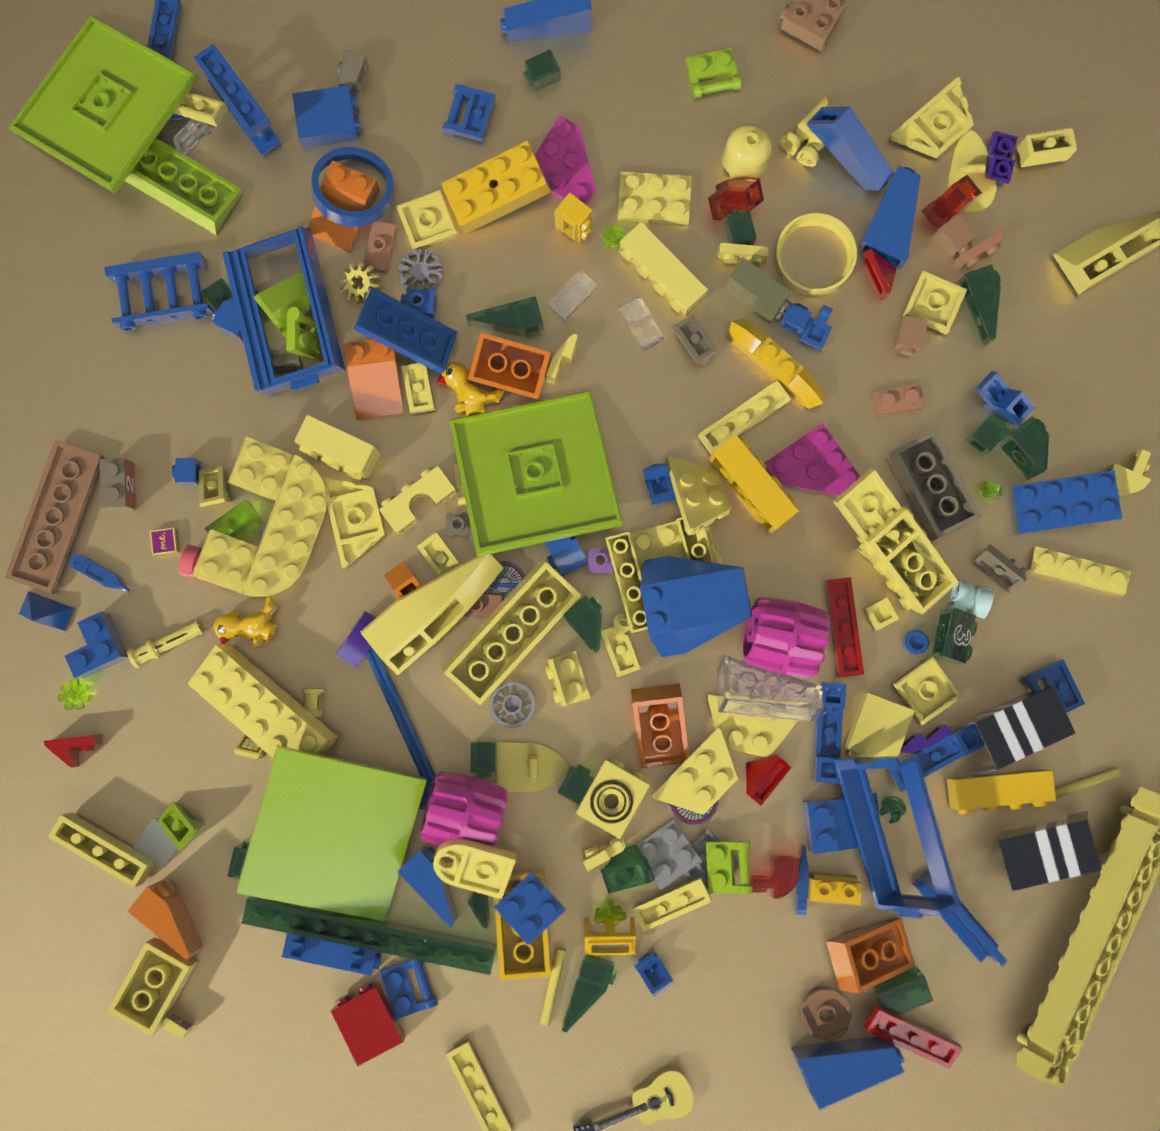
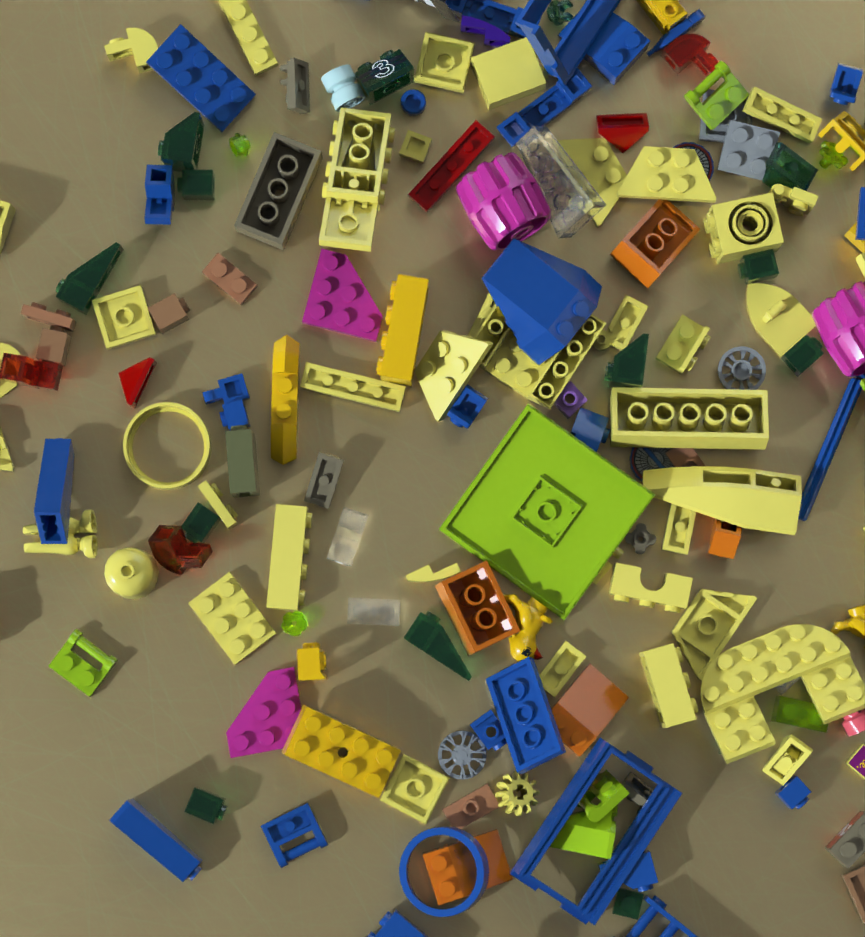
camera: 130 degrees left, 0 degrees up
(355, 645) = (809, 532): dark purple slope -> none
(893, 221) = (85, 407): blue slope -> none

